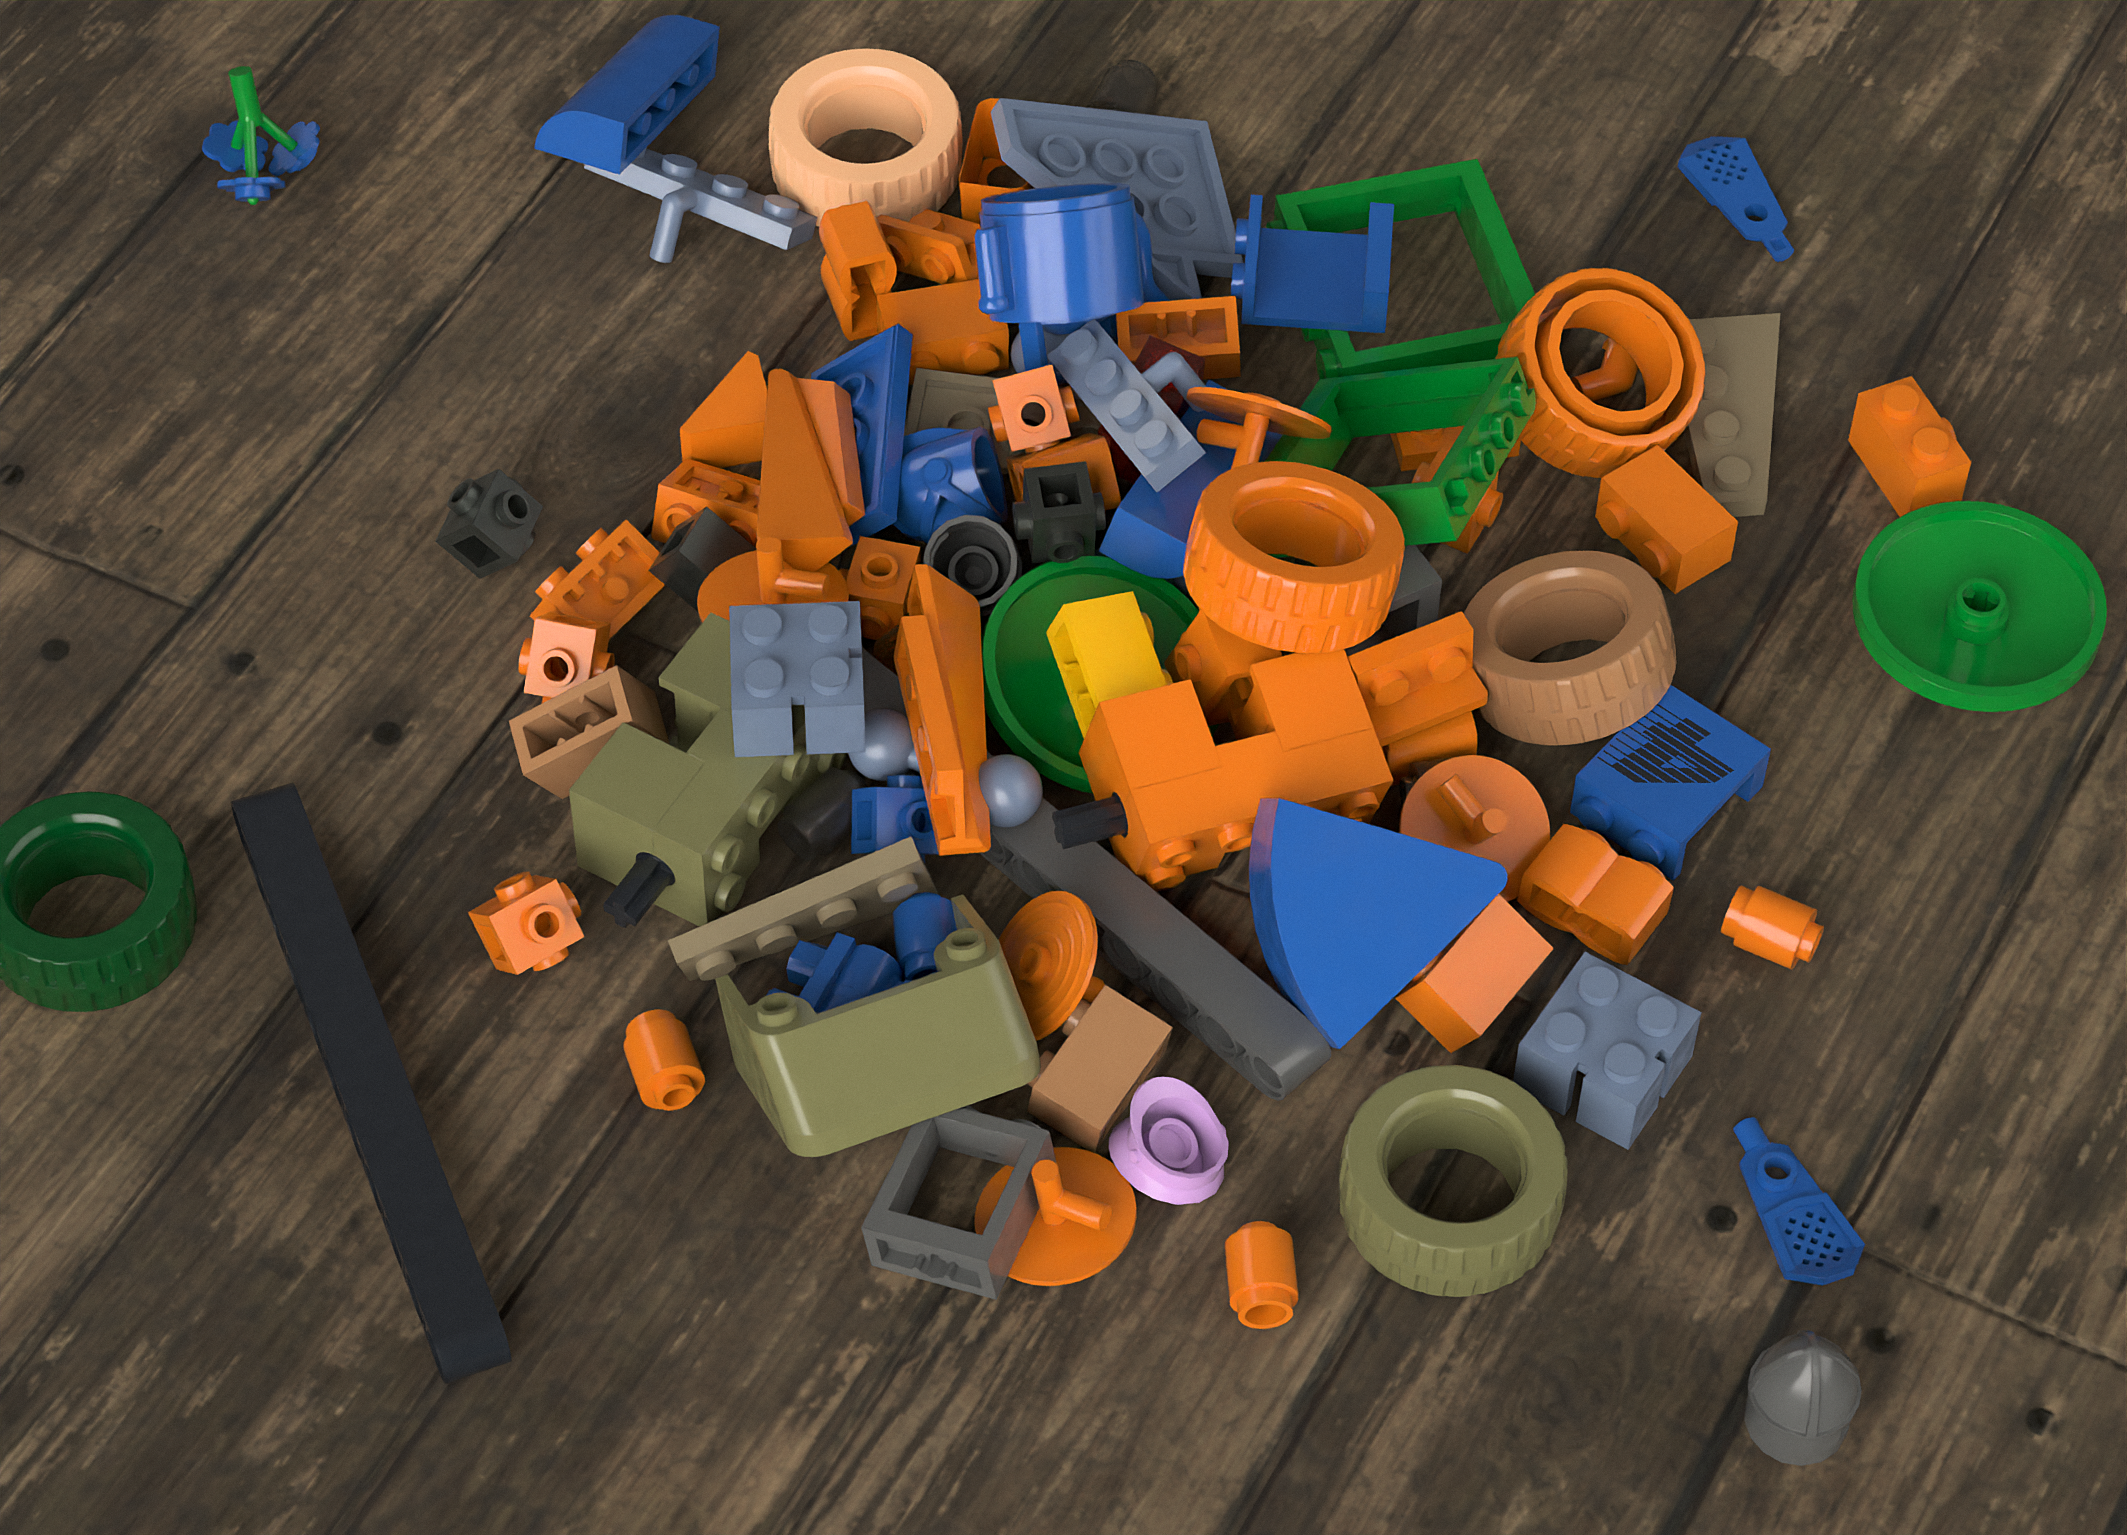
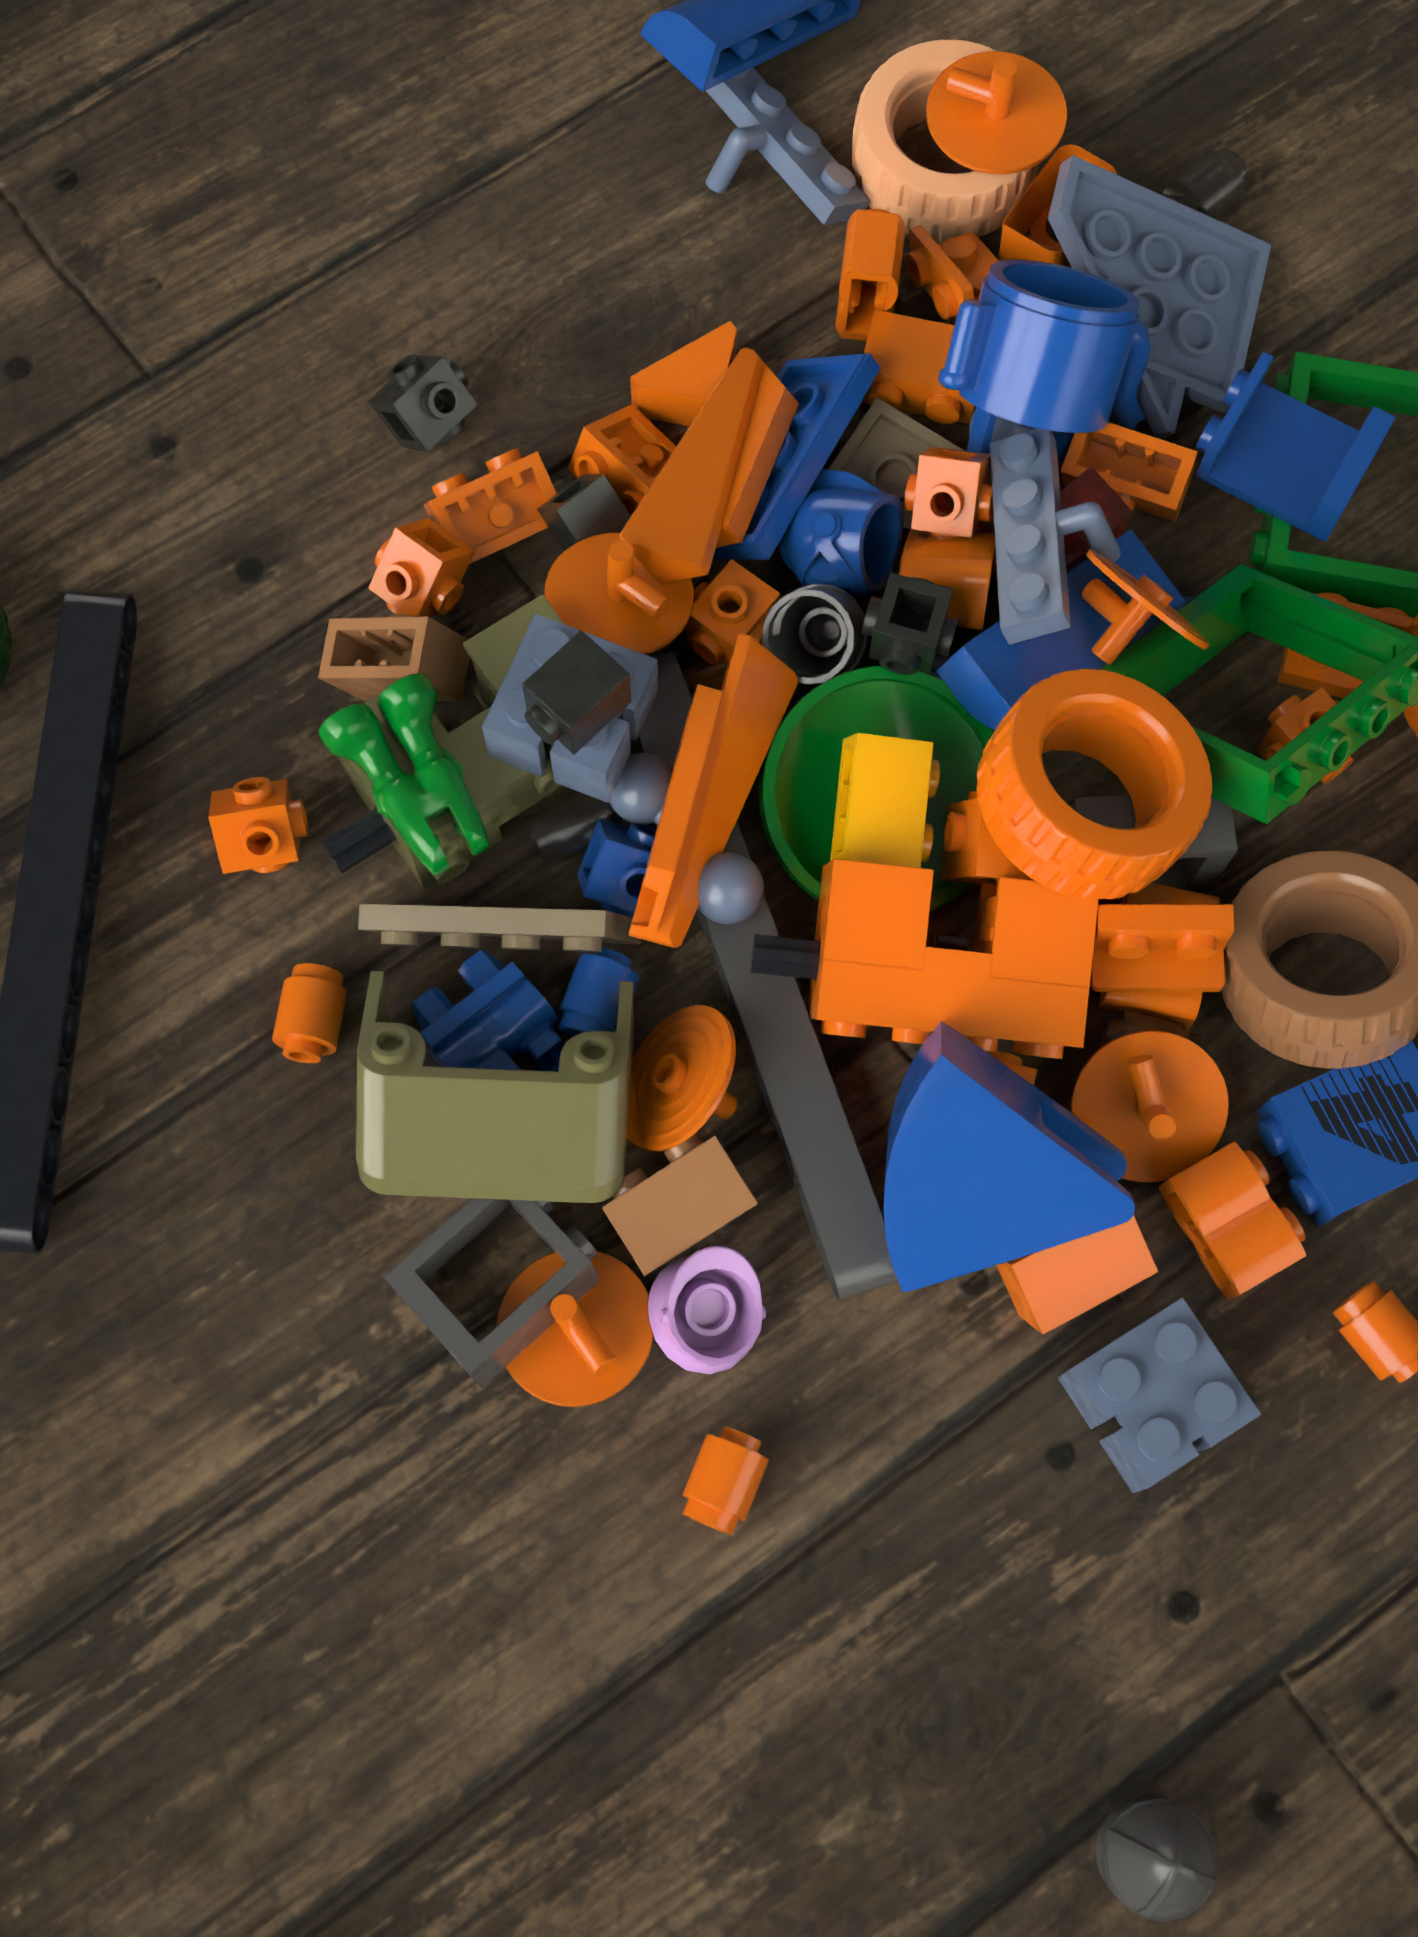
camera: 25 degrees right, 20 degrees up
(703, 805) = (437, 777): none -> green piece
(812, 636) = (575, 693): none -> pearl dark grey brick
(906, 95) = (996, 112): none -> orange shield
(1464, 1112) = (1023, 1442): olive tyre -> none
(1795, 1201) = (1258, 1625): blue piece -> none

